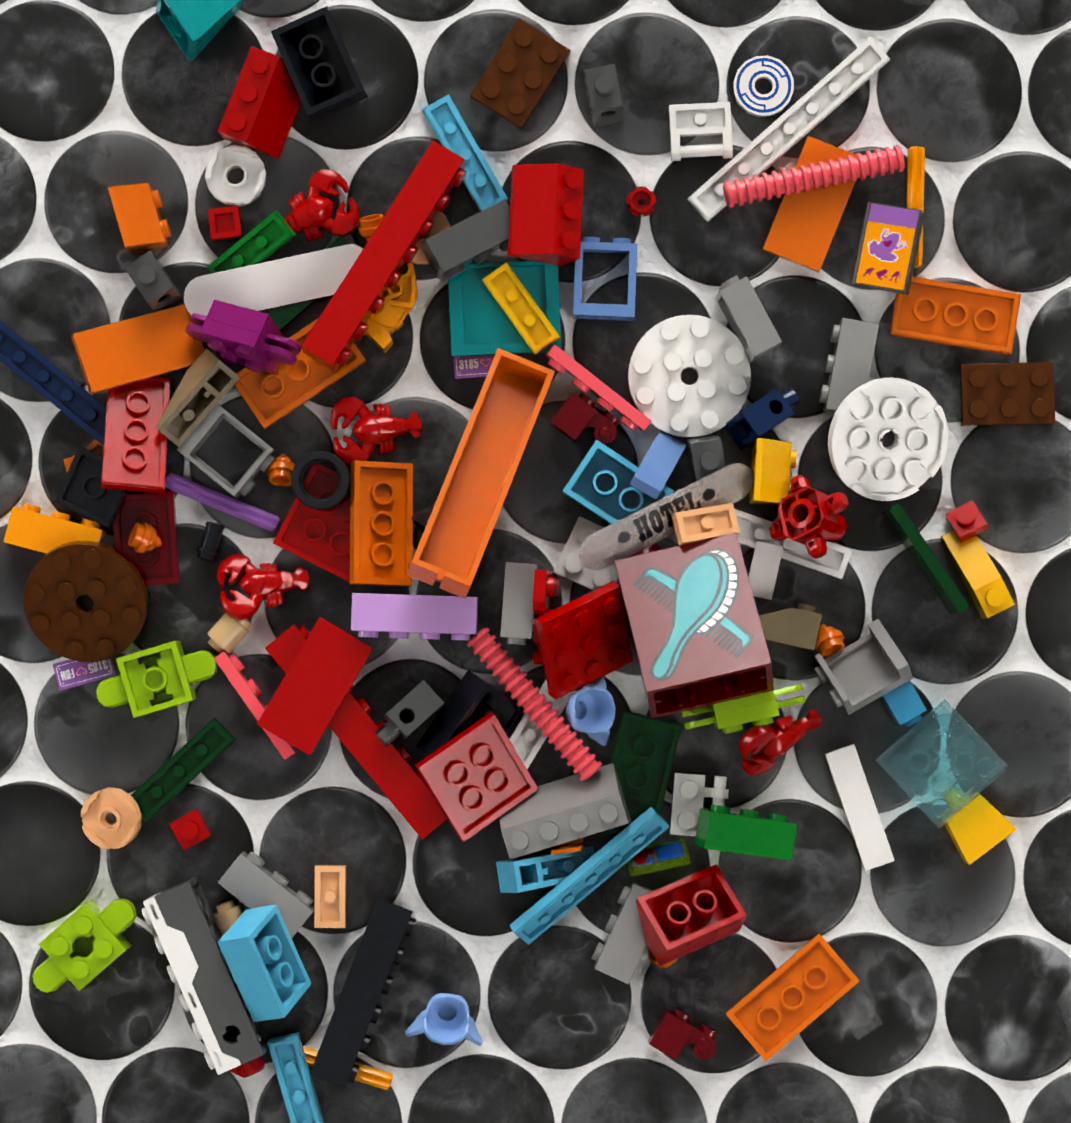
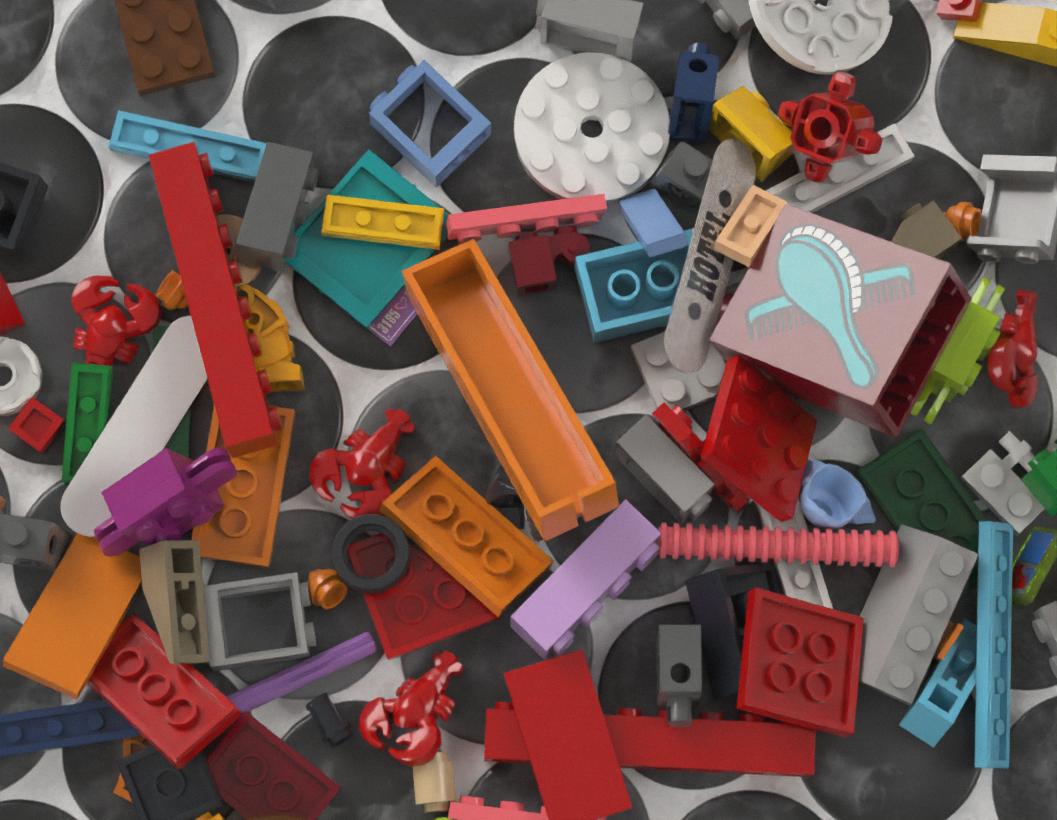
camera: 55 degrees left, 10 degrees down
(144, 538) = (265, 779): orange plate -> none
(546, 213) = (317, 115): red slope -> none
(649, 201) = (386, 17): red plate -> none
(764, 569) = (833, 205): white sticker -> none
(925, 559) = (966, 62): dark green tile -> none

